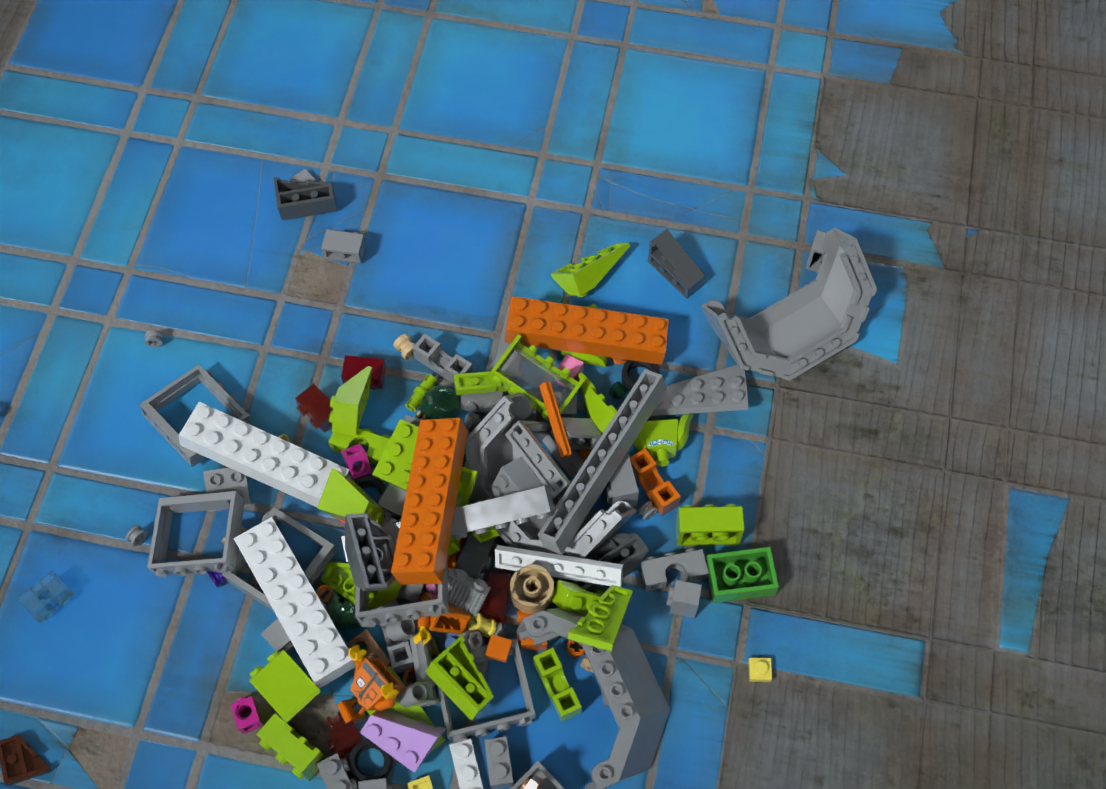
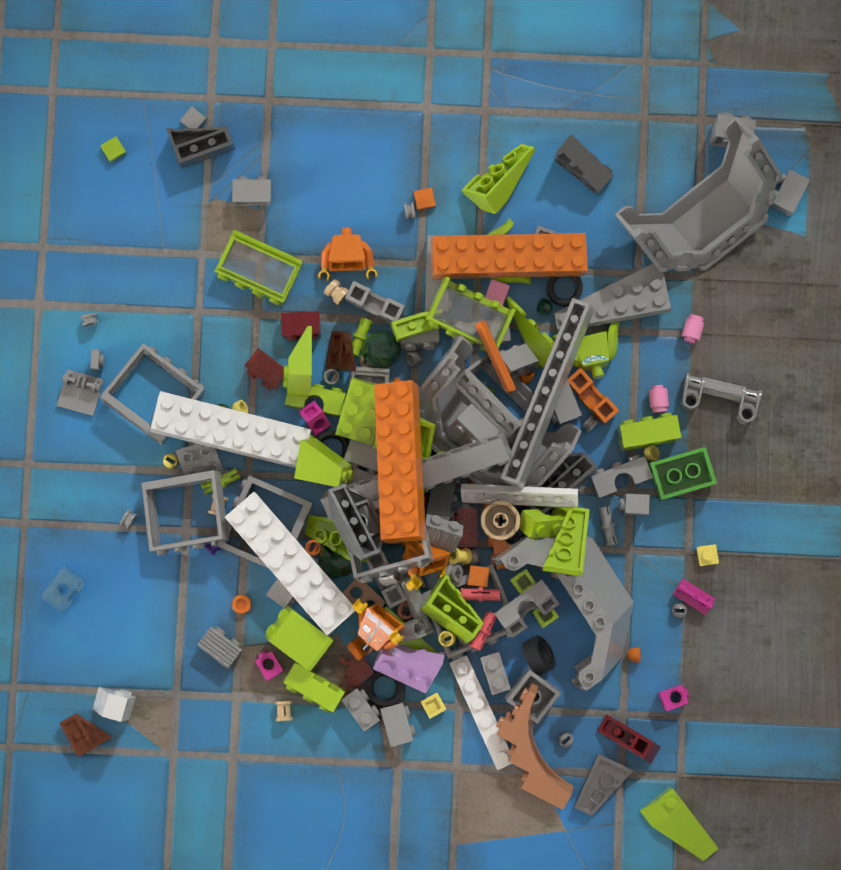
camera: 10 degrees left, 20 degrees up
(64, 728) = (114, 704): none -> white wedge
(123, 405) = (80, 392): none -> light grey hinge
(149, 376) = (97, 360): none -> light grey plate
(195, 489) = (172, 456): none -> light yellow hinge
(197, 685) = (220, 647): none -> light grey brick
(220, 195) = (113, 149): none -> lime tile
(234, 644) = (241, 604): none -> orange tile
(248, 511) = (226, 478): none -> lime pin
(252, 777) = (283, 711): none -> tan bush
(334, 314) = (258, 268): none -> window
(380, 421) = (335, 377): none -> light grey hinge
(398, 403) = (340, 352): none -> copper wing
(424, 312) = (346, 254): none -> orange torso
(448, 708) = (445, 634): none -> light yellow hinge
(493, 709) = (484, 632): none -> coral pin
(495, 284) = (409, 211): none -> light grey bush
(498, 668) = (481, 594): none -> coral pin
(512, 277) = (424, 199): none -> orange tile
(552, 748) = (538, 655): none -> black tyre
(557, 680) = (513, 613): none -> light grey arch
(652, 620) = (607, 526): none -> light grey pin
(663, 768) = (634, 654): none -> orange hinge
(710, 548) = (651, 453): none -> light yellow hinge
(720, 731) = (678, 606): none -> light grey hinge
(725, 493) = (658, 399): none -> bright pink brick
(739, 713) = (694, 596): none -> dark pink hinge
(769, 432) = (692, 328): none -> bright pink brick
(821, 510) = (747, 399): none -> light grey piece
(883, 319) = (790, 192): none -> light grey brick

